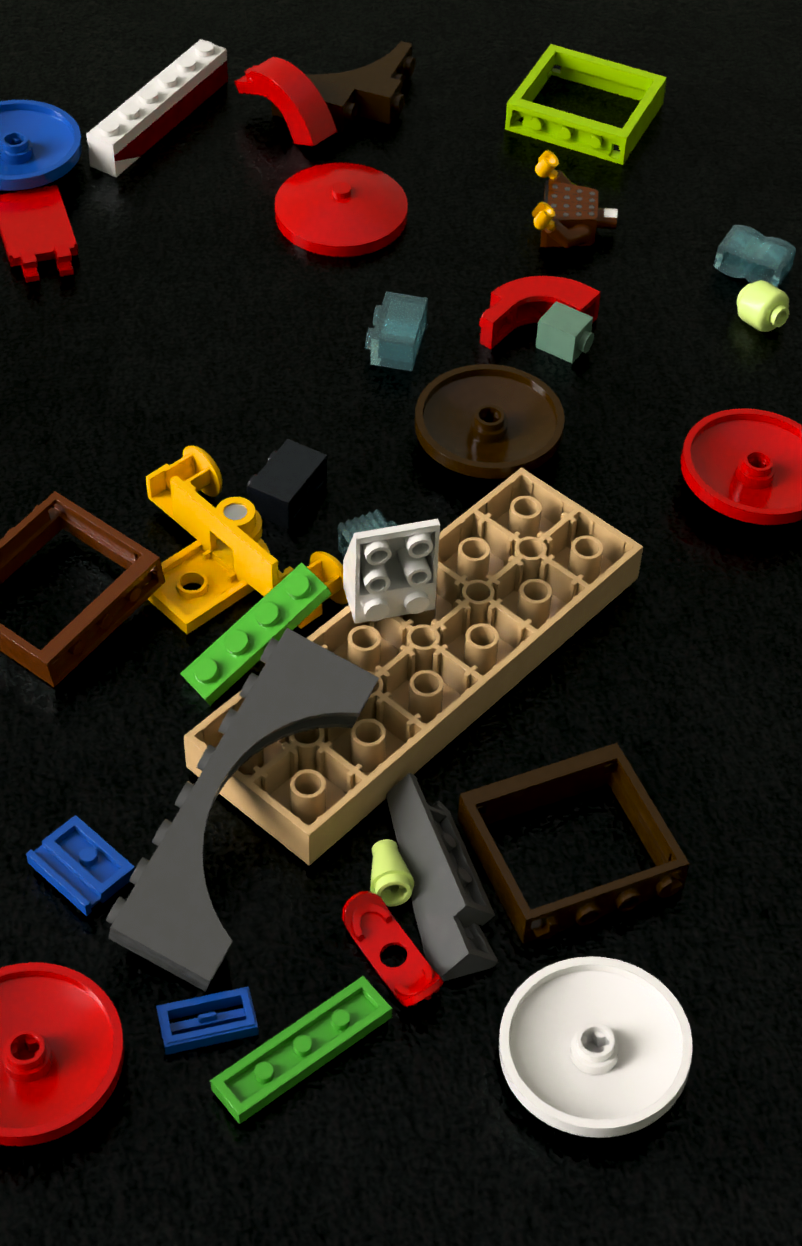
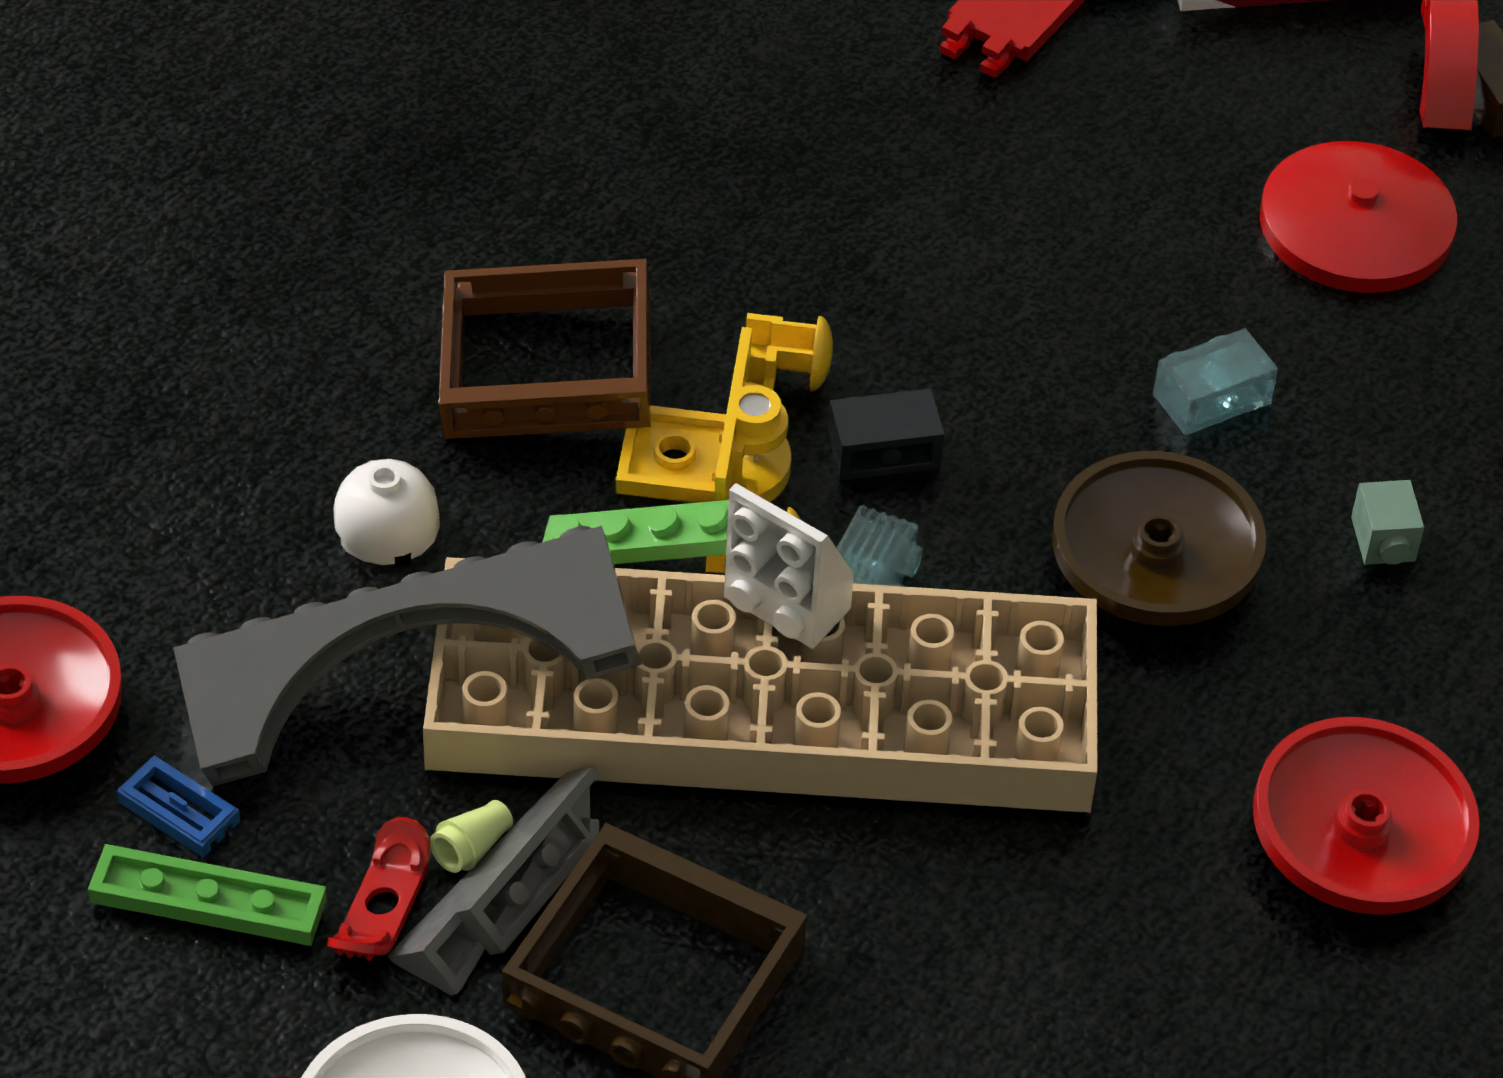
camera: 50 degrees right, 0 degrees up
(81, 865) = (252, 586): blue plate -> none
(87, 752) = (386, 512): none -> white cylinder
(528, 300) = (1394, 452): red arch -> none

